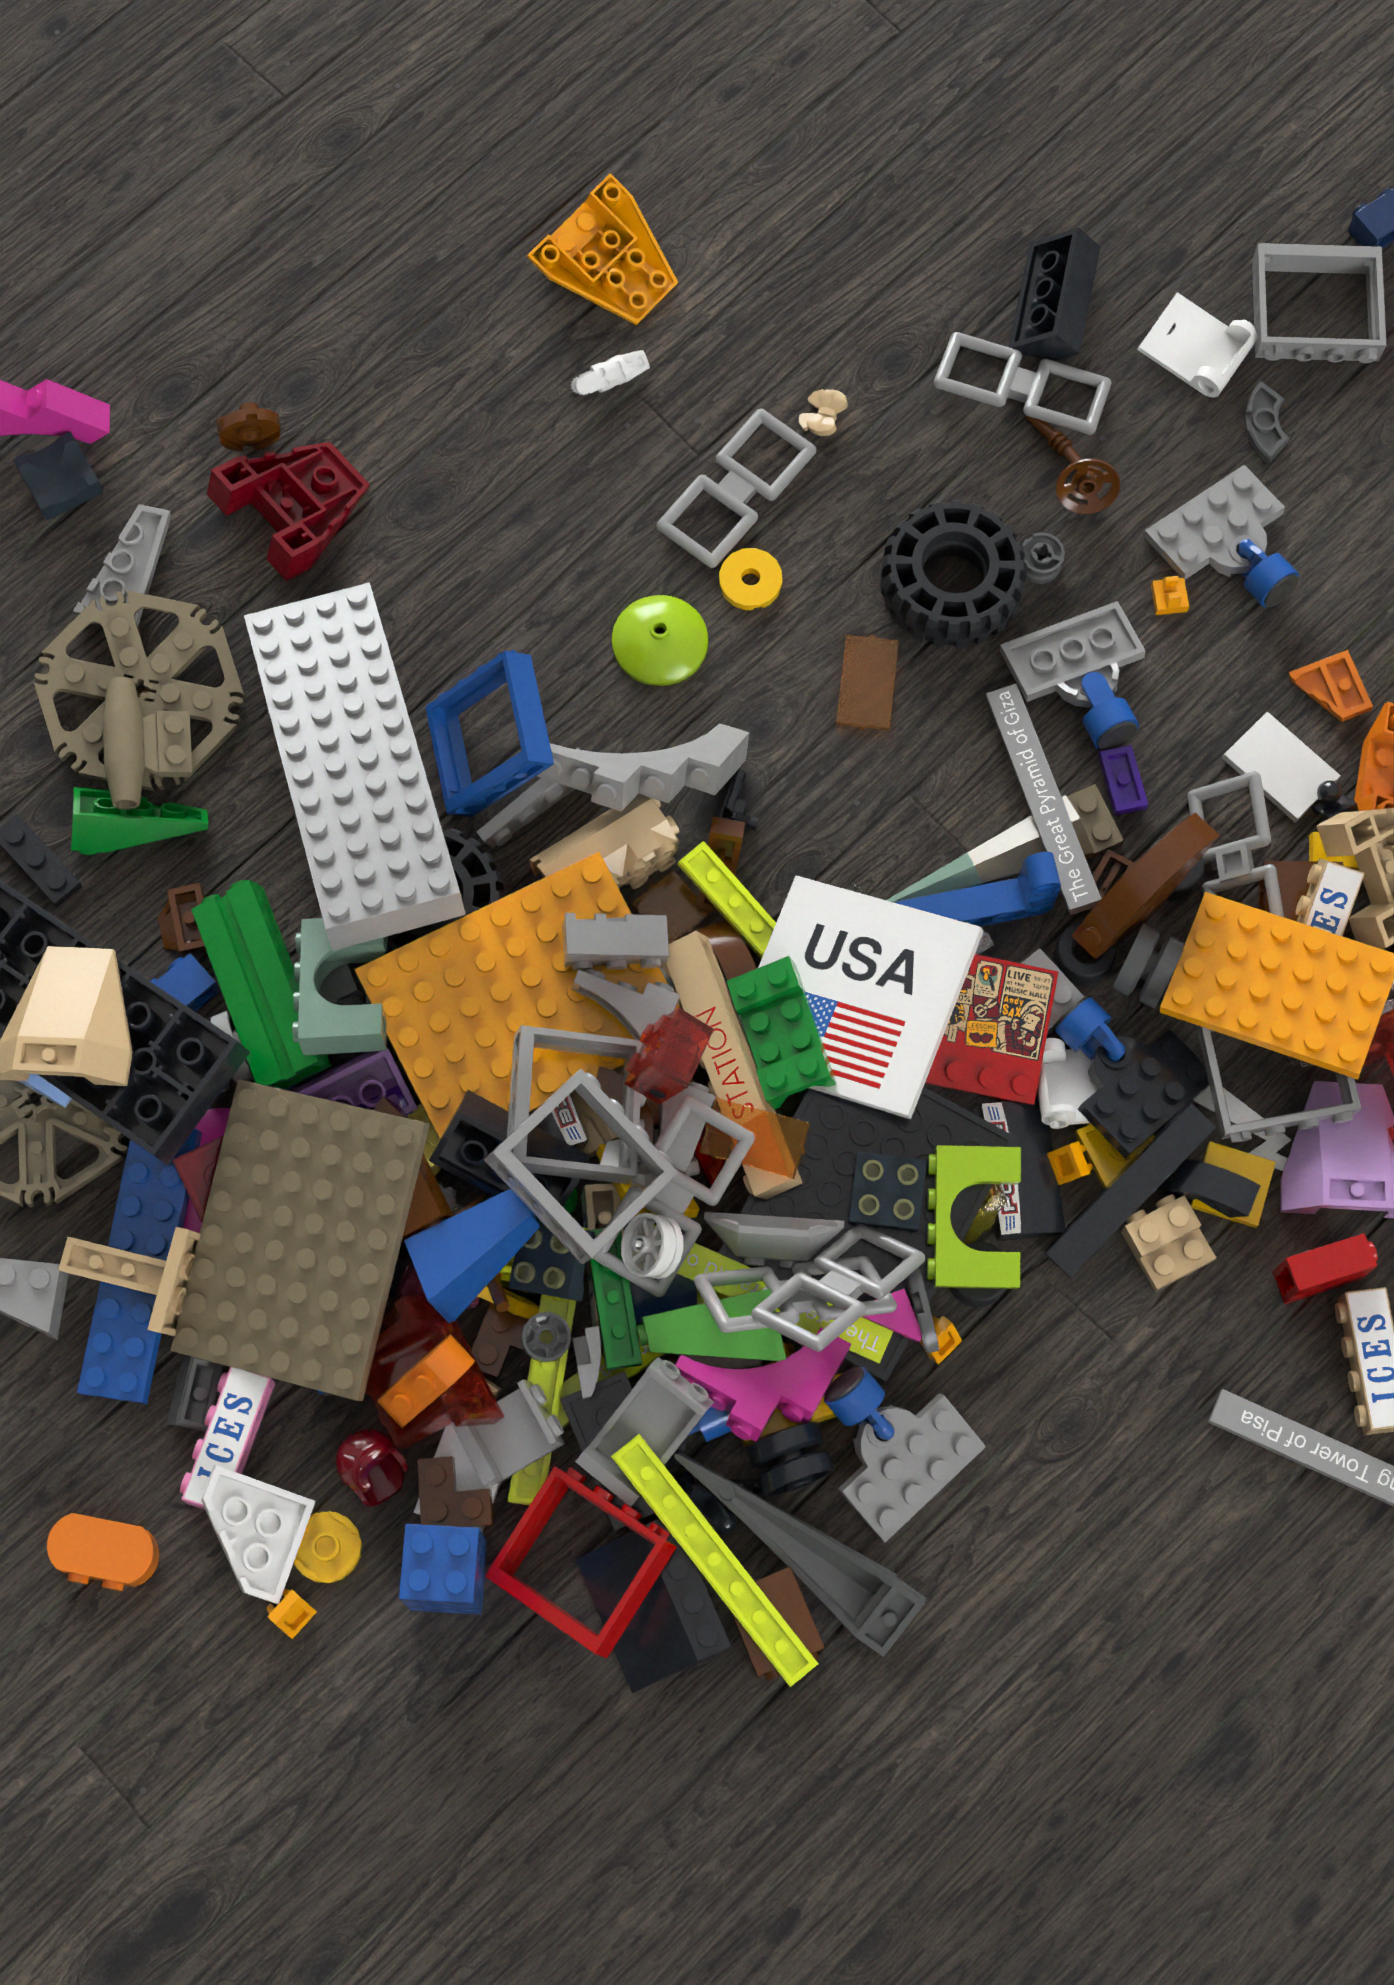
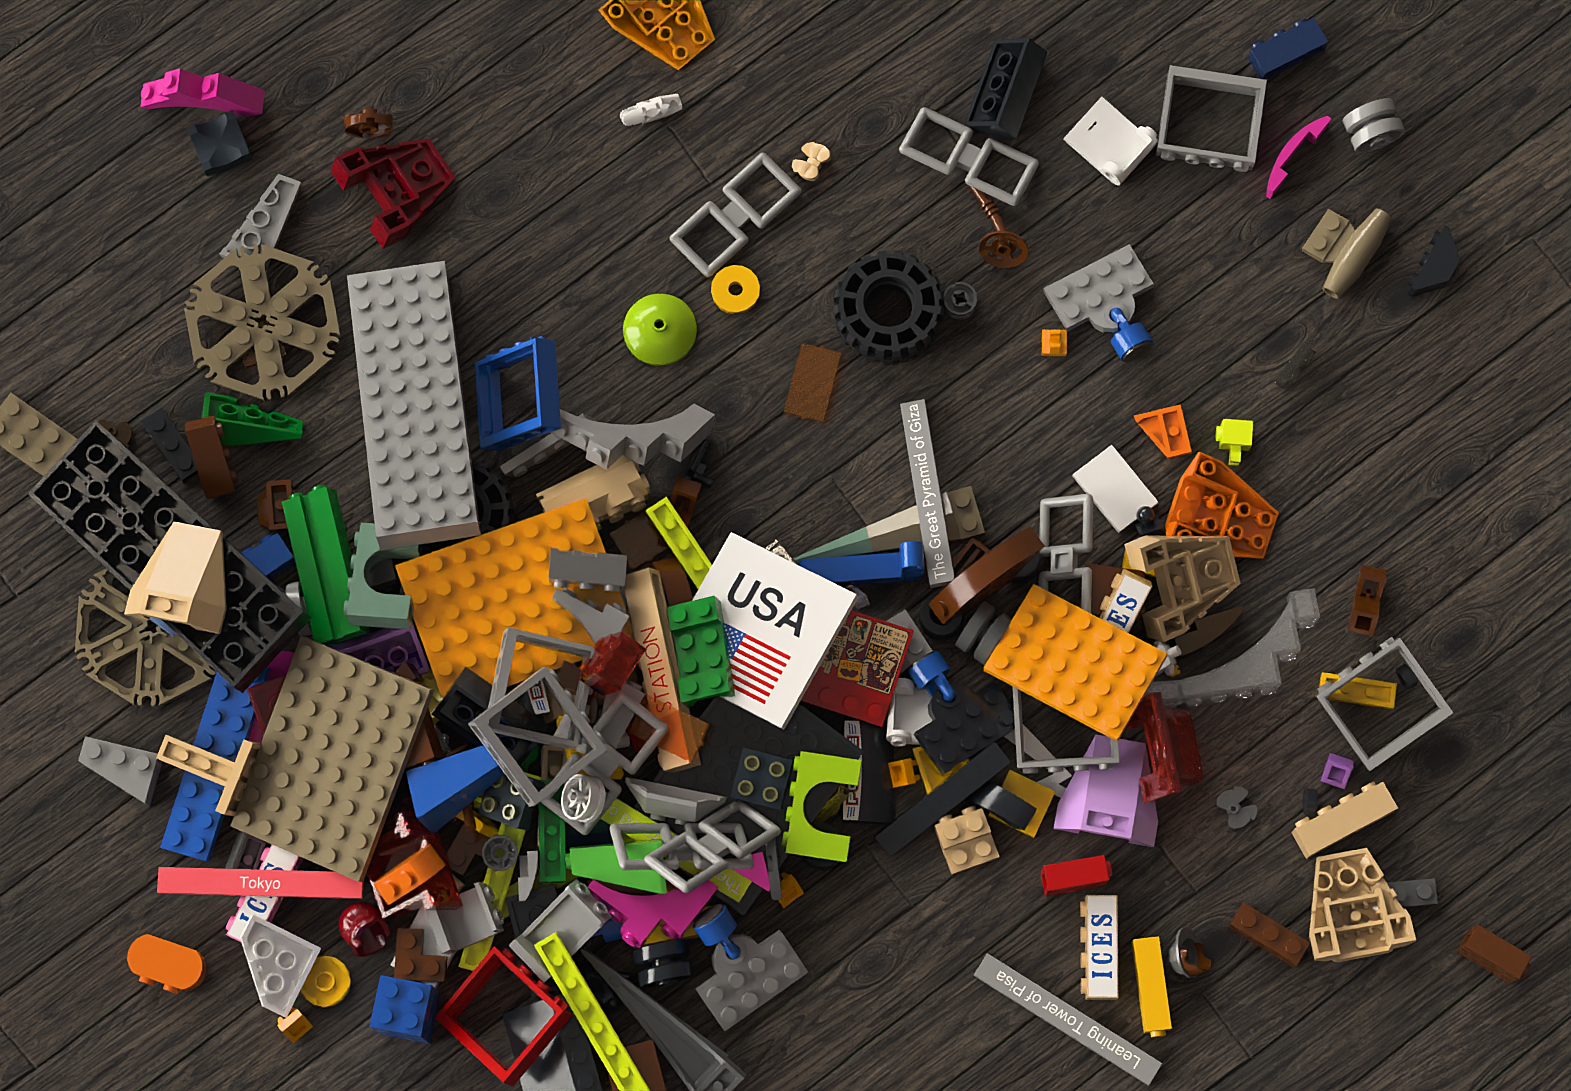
camera: 10 degrees right, 5 degrees up
(90, 864) = (211, 456): none -> reddish brown brick
(138, 744) = (258, 366): dark tan plate -> none
(217, 1422) = (257, 883): none -> coral tile
(1081, 664) = (975, 391): light grey plate -> none
(1123, 780) = (992, 485): dark purple plate -> none
(1263, 423) = (1151, 210): dark grey tile -> none

